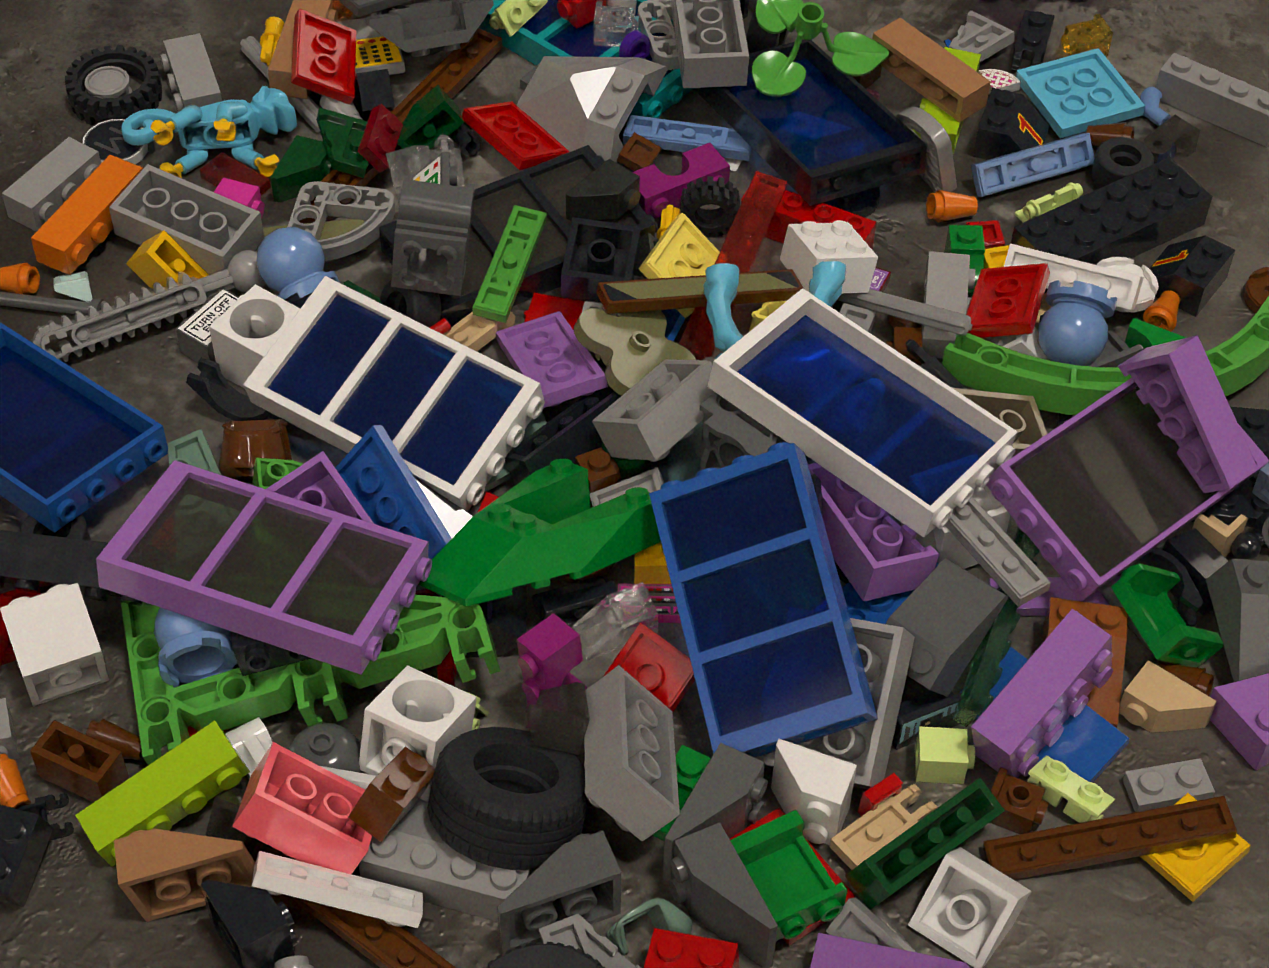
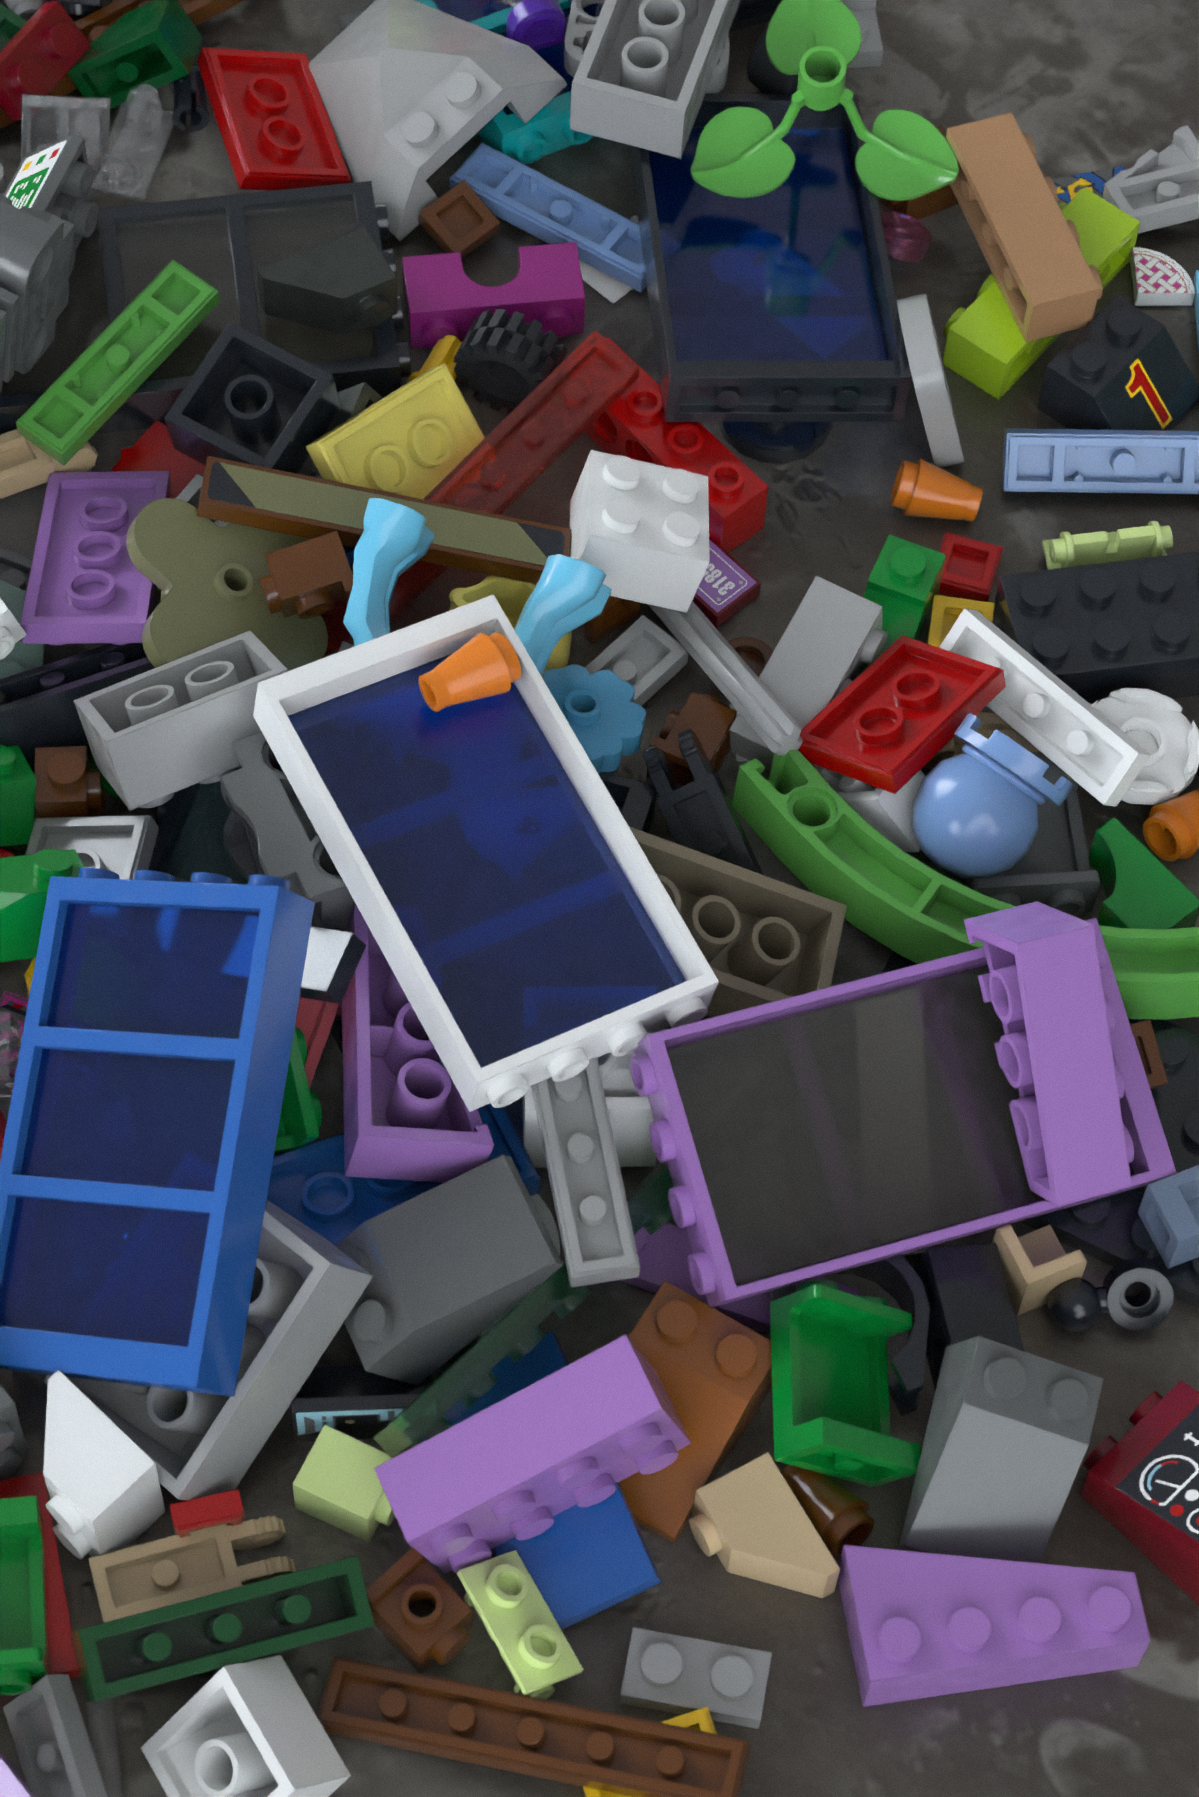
camera: 20 degrees right, 10 degrees up
(682, 325) = (307, 577): none -> reddish brown brick
(815, 325) = (473, 672): none -> orange cone

